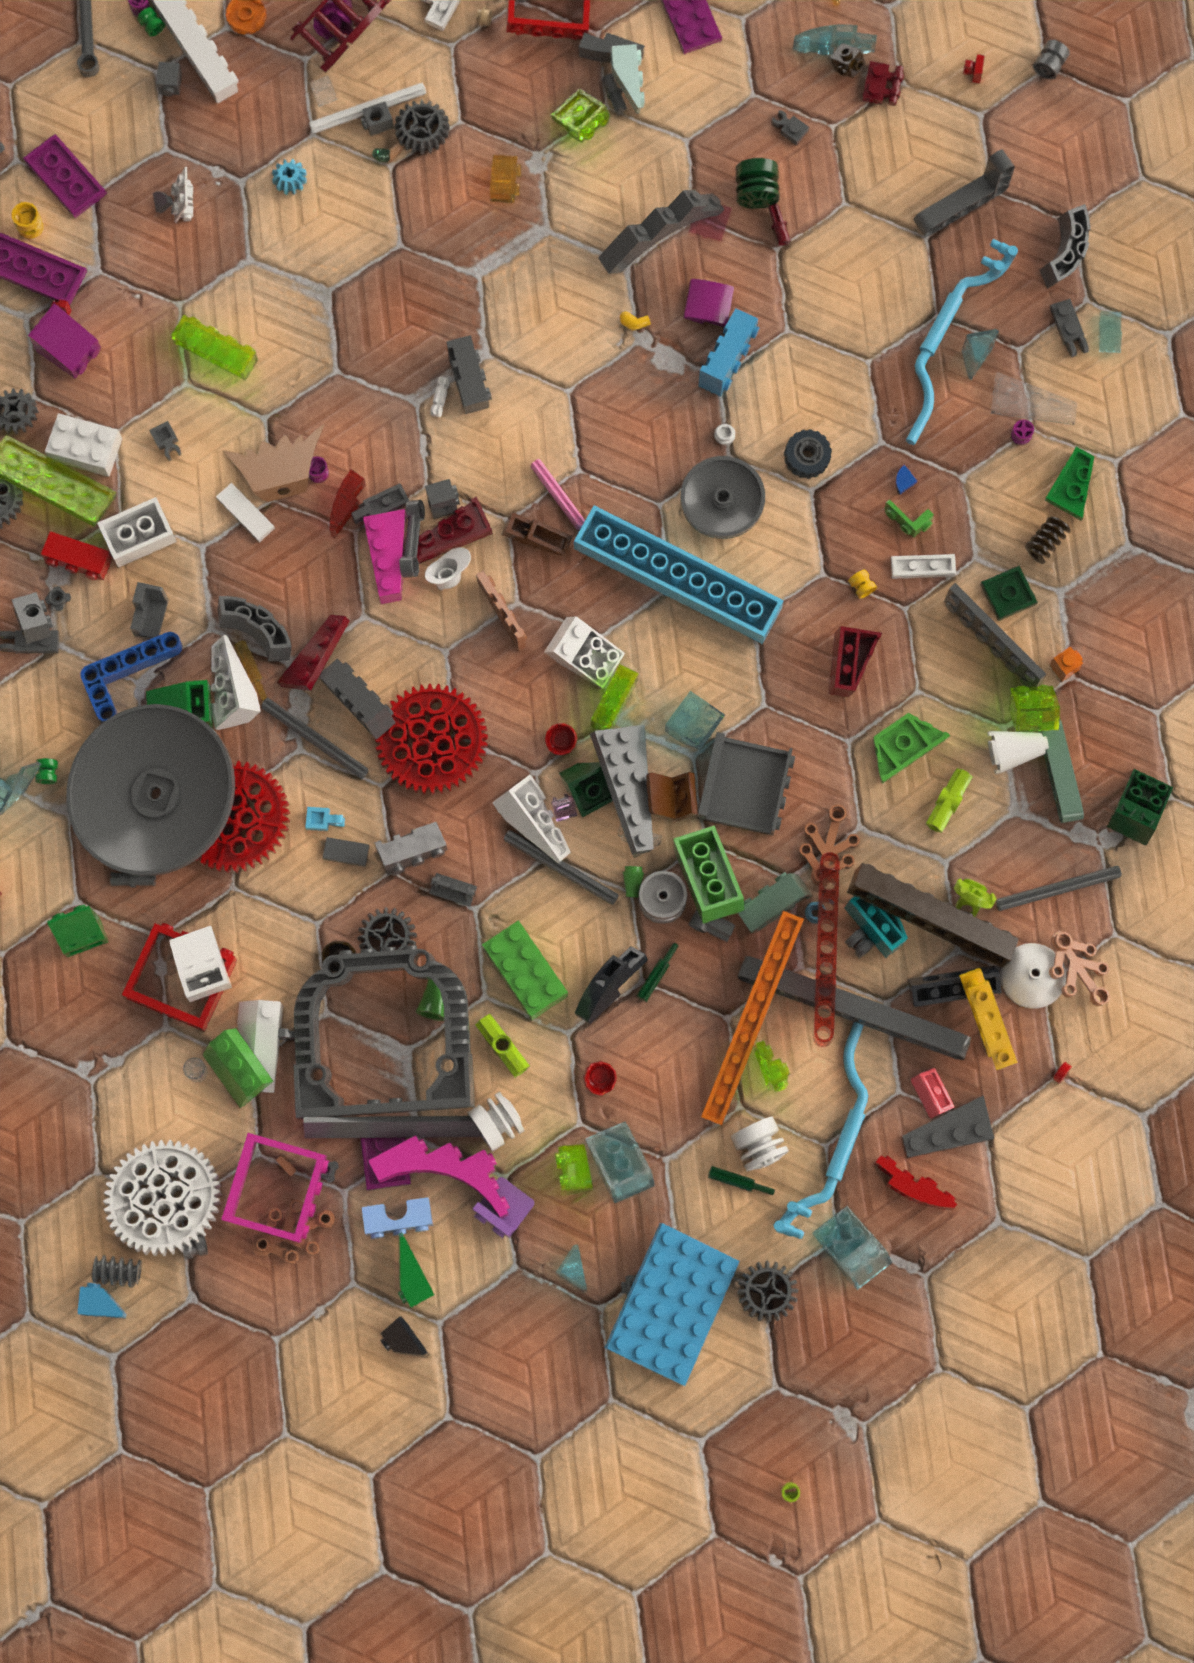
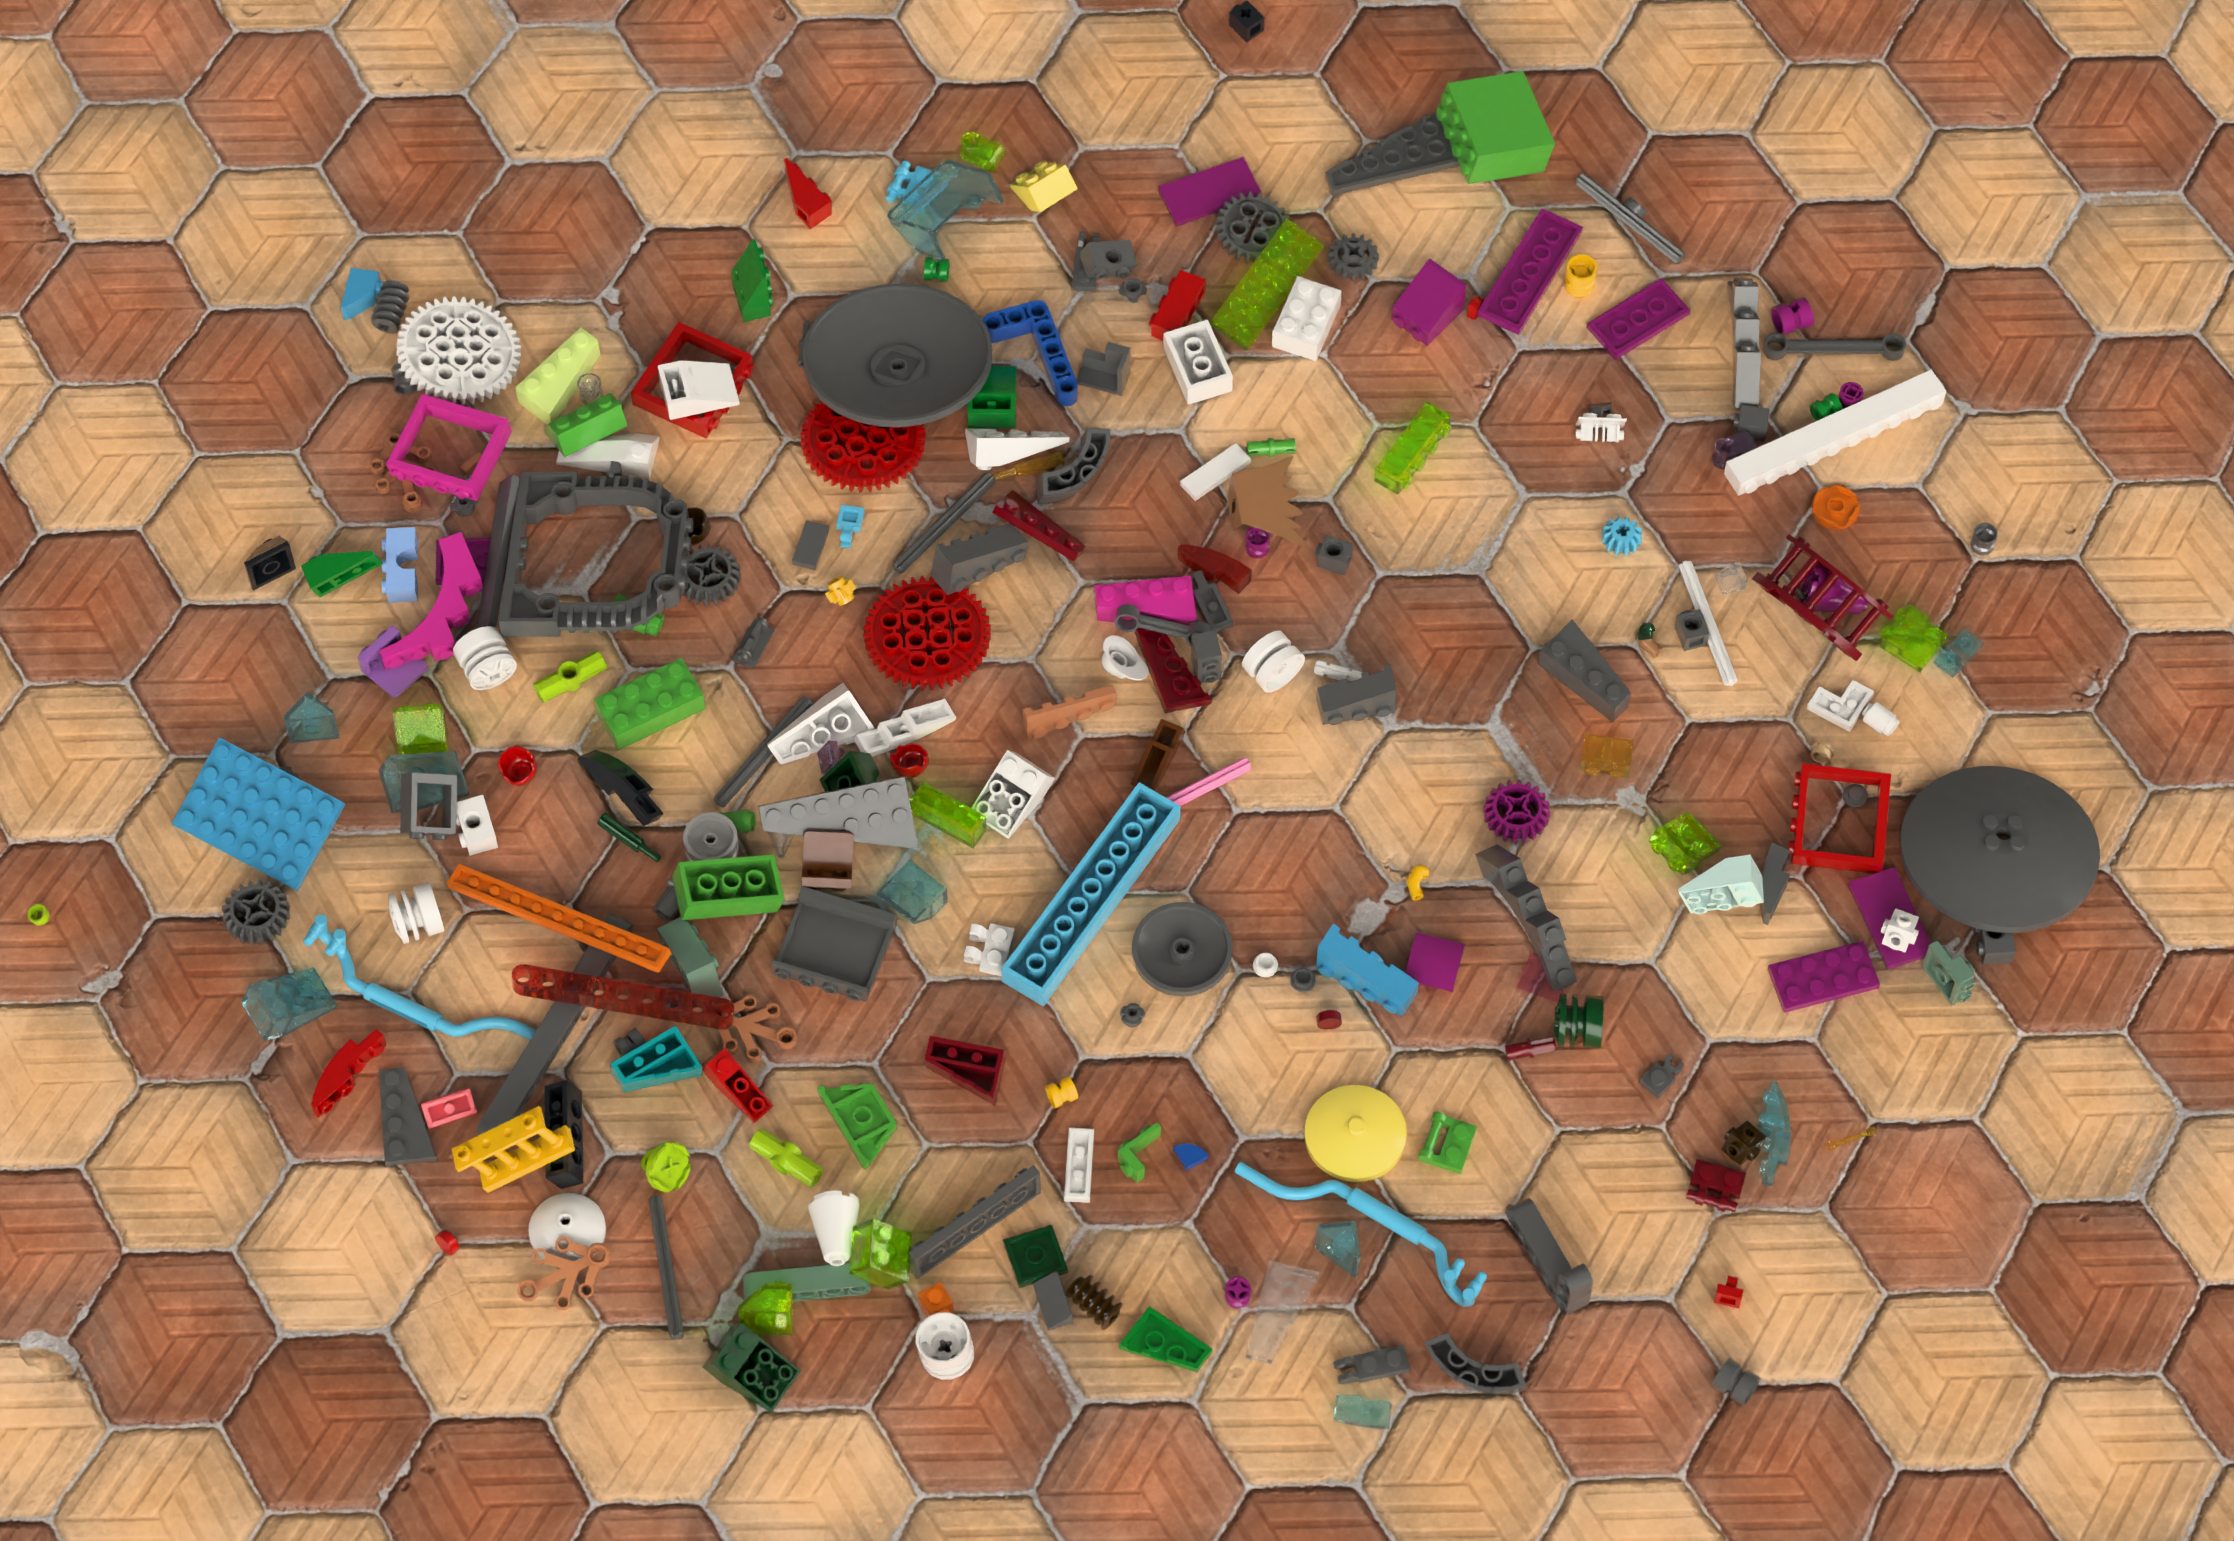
camera: 95 degrees right, 15 degrees down
(60, 49) = (1795, 315): none -> magenta wheel
(86, 76) = (1746, 351): none -> arch
(165, 438) = (1309, 397): dark grey plate -> none
(191, 1102) = (556, 379): none -> yellowish green wedge
(197, 92) = (1732, 447): none -> clear purple piece
(218, 466) = (1271, 447): none -> bright green pin
(323, 397) = (1339, 563): none -> dark grey brick
(395, 817) = (840, 590): none -> yellow gear
(411, 848) = (801, 600): flat silver wedge -> none
(424, 199) = (1584, 671): none -> dark grey wedge
(425, 116) = (1680, 666): dark grey gear -> none
(442, 443) = (1273, 661): none -> white wheel
(527, 748) = (905, 729): none -> white slope
(574, 256) = (1516, 824): none -> magenta gear
(653, 1162) = (408, 820): none -> dark grey window
(670, 1098) = (481, 837): none -> white brick
(732, 651) = (996, 948): none -> white plate
(735, 403) = (1302, 980): none -> dark grey plate
(737, 1180) = (382, 900): dark green axle -> none
(771, 379) = (1329, 1019): none -> dark red tile
(774, 1072) = (499, 929): clear neon green plate -> none
(782, 541) = (1132, 1021): none -> dark grey plate
(807, 441) = (1230, 1035): black wheel -> none
(868, 354) = (1355, 1133): none -> light yellow dish
(872, 278) = (1455, 1145): none -> bright green plate
(889, 846) = (736, 1084): none -> red slope
(933, 915) = (646, 1112): dark brown brick -> none
(1048, 574) = (1053, 1301): none -> dark grey slope
(1094, 791) = (769, 1309): none -> clear neon green slope
(1106, 638) = (940, 1333): none -> white wheel

